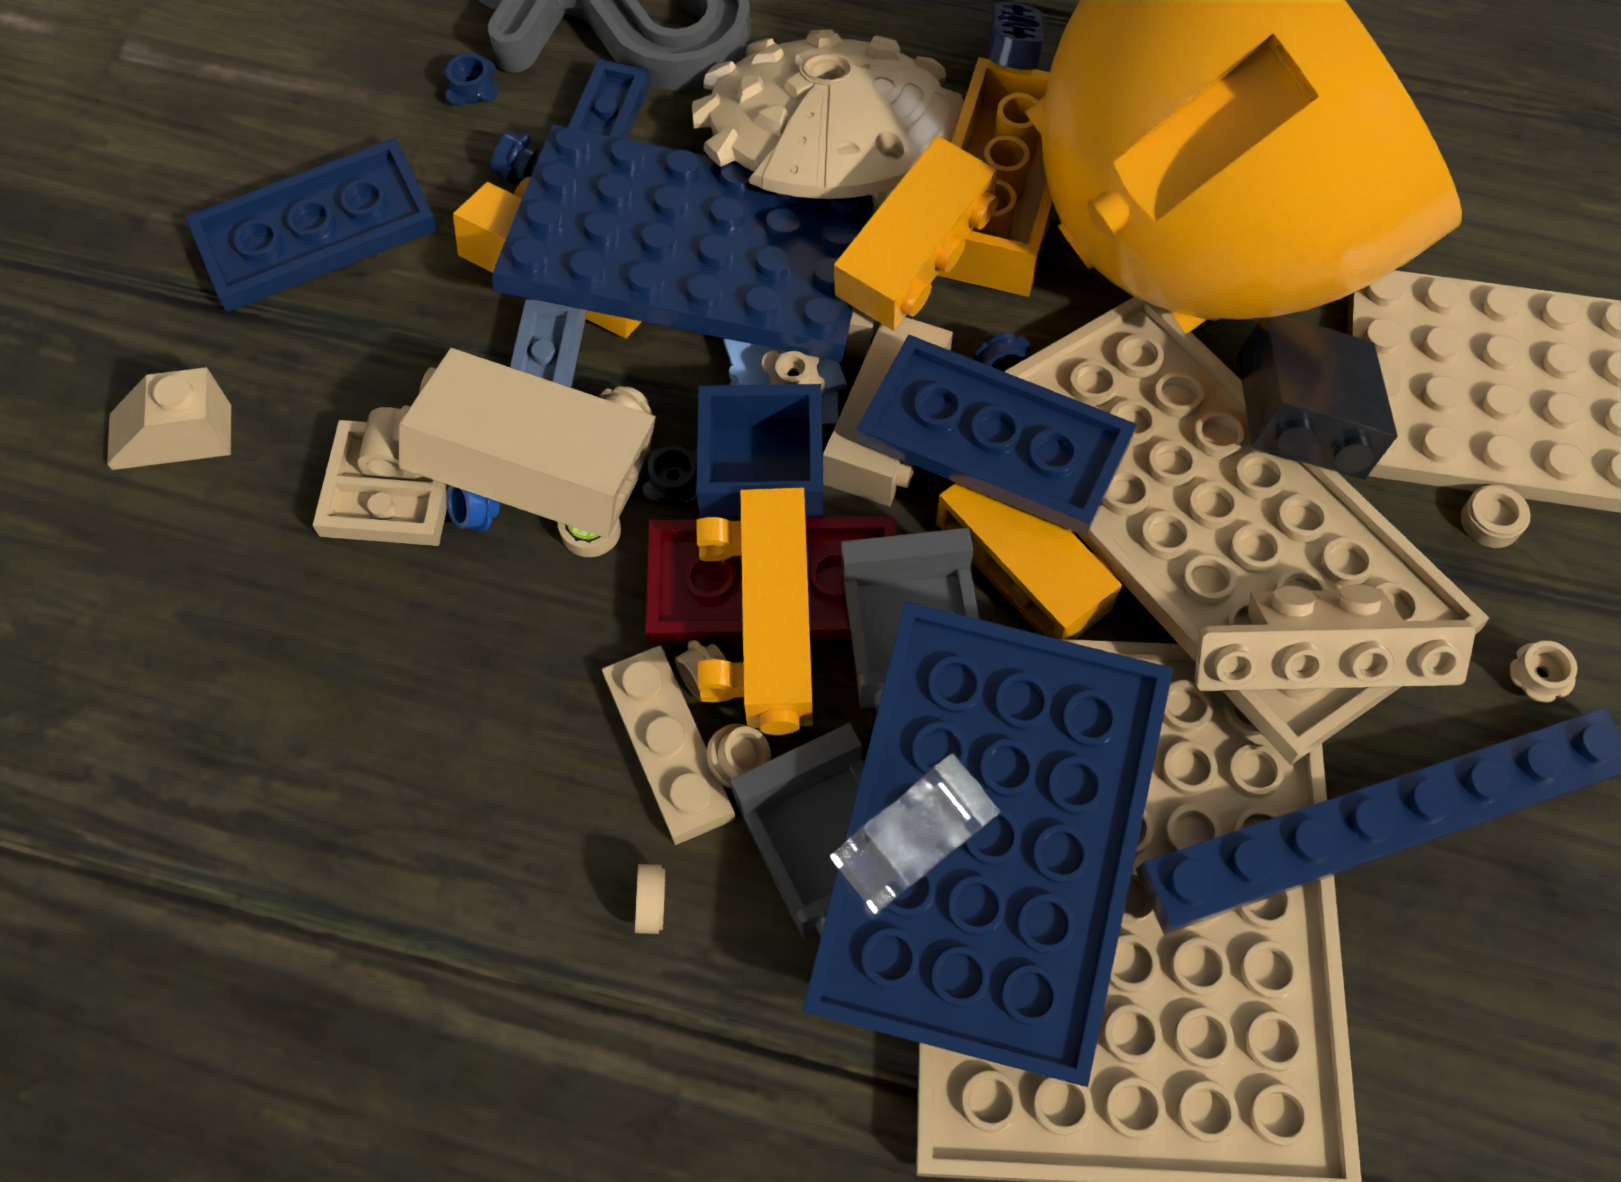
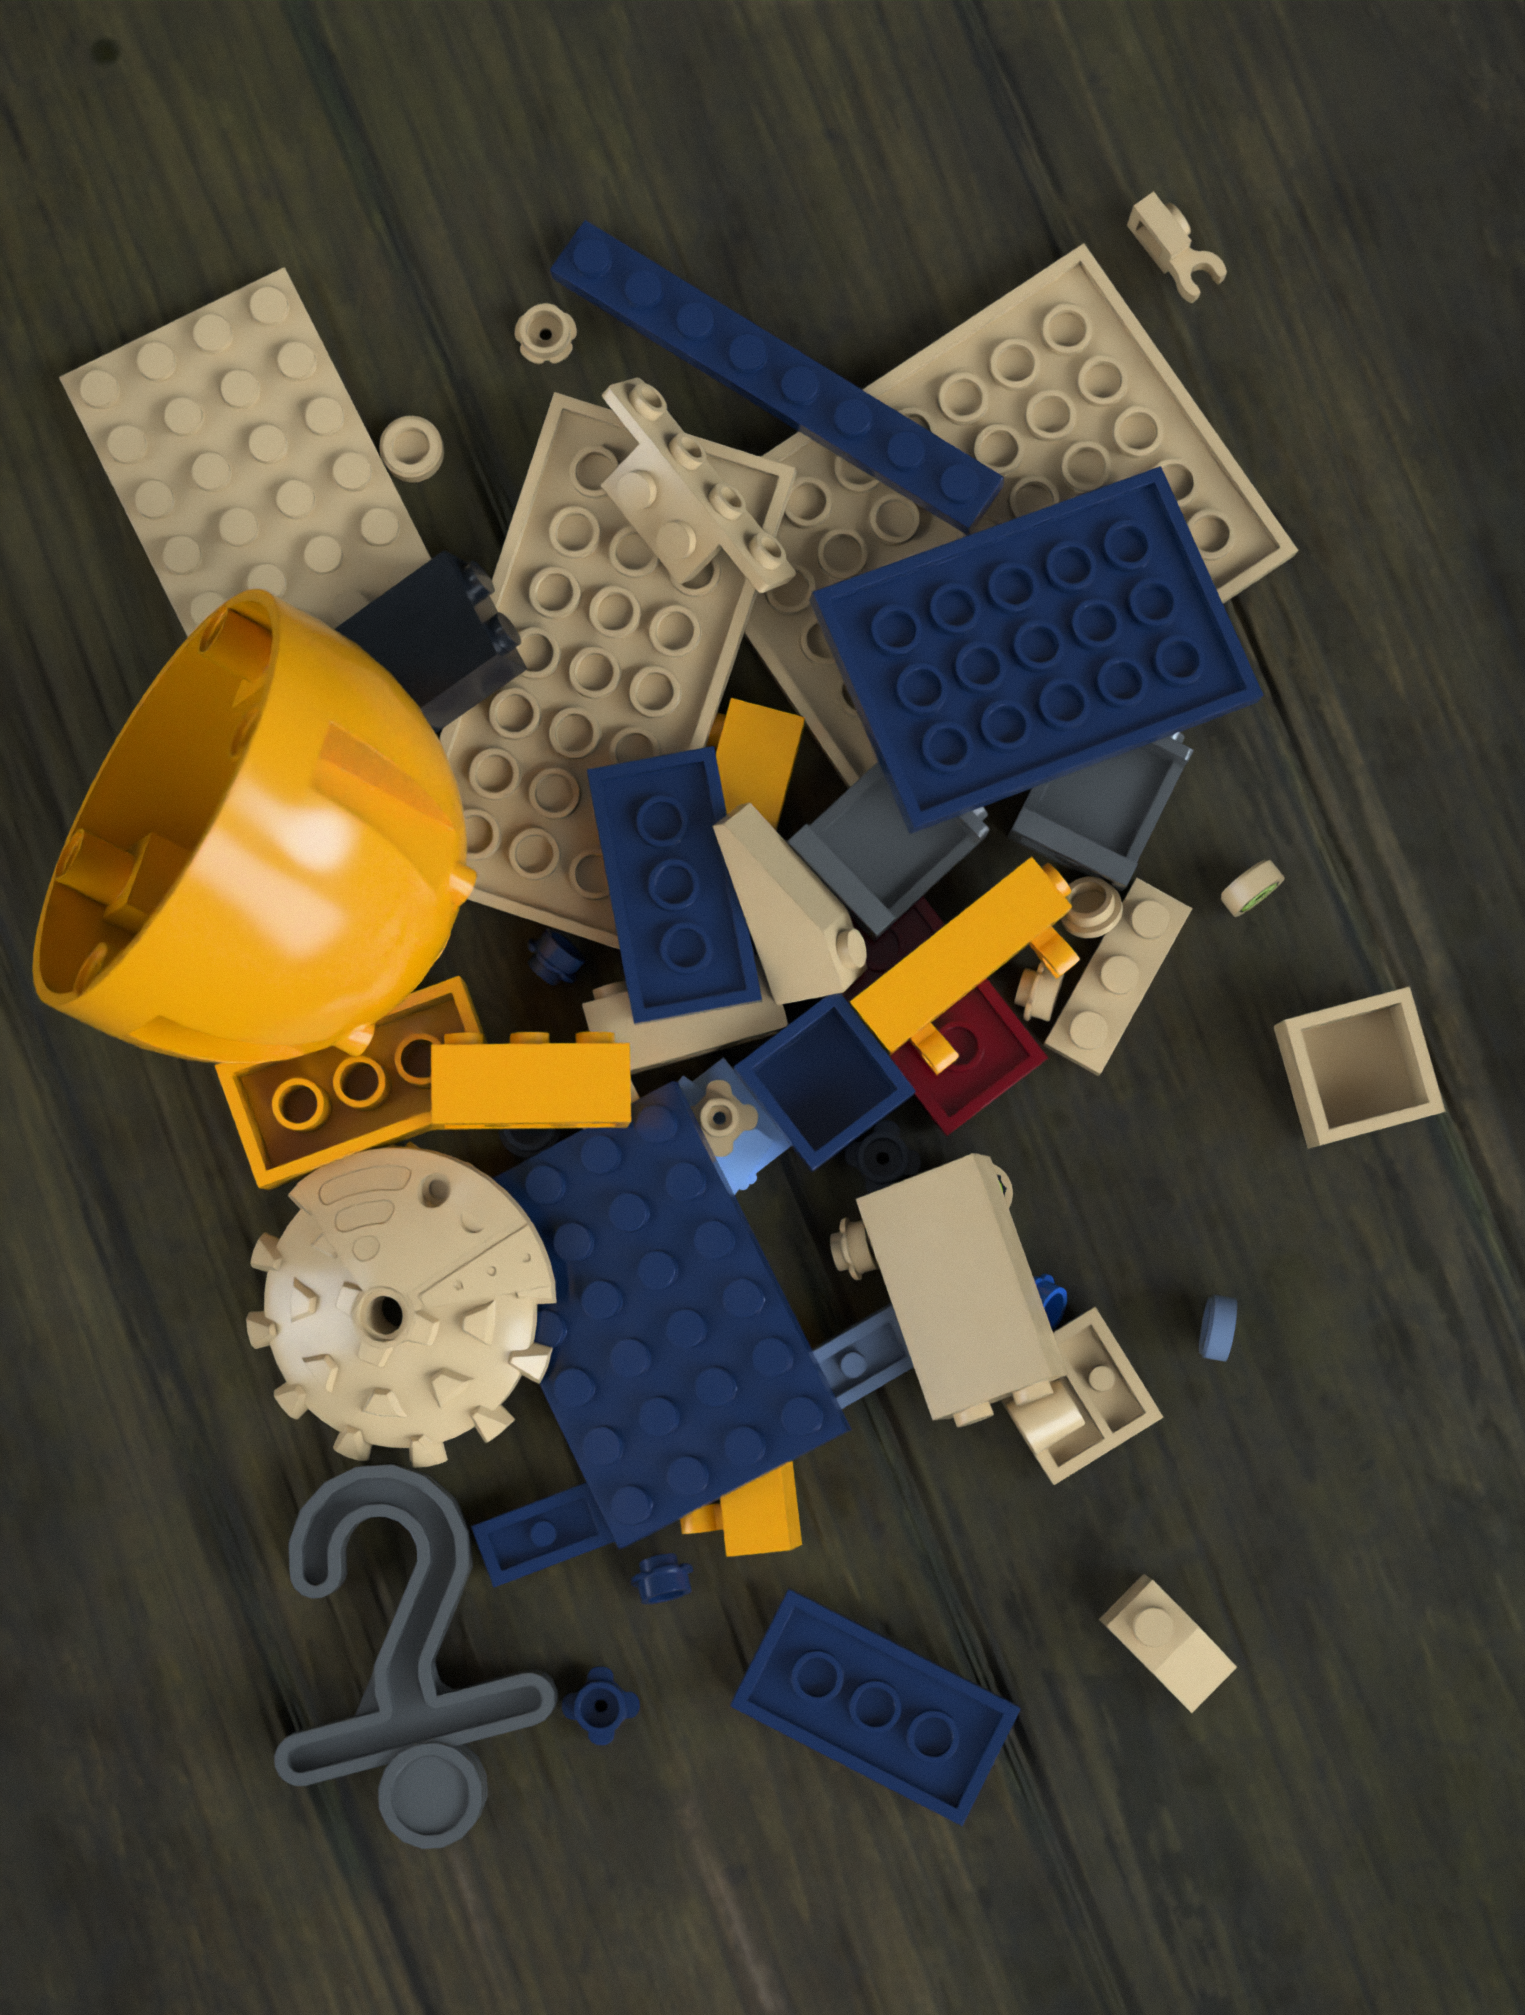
camera: 130 degrees left, 20 degrees up
(338, 613) = (1218, 1327): none -> sand blue tile
(426, 861) = (1358, 1067): none -> tan piece
(914, 493) = (791, 914): none -> tan slope
(914, 833) = (1098, 690): clear brick -> none
(1015, 36) = (208, 1183): dark blue beam -> none

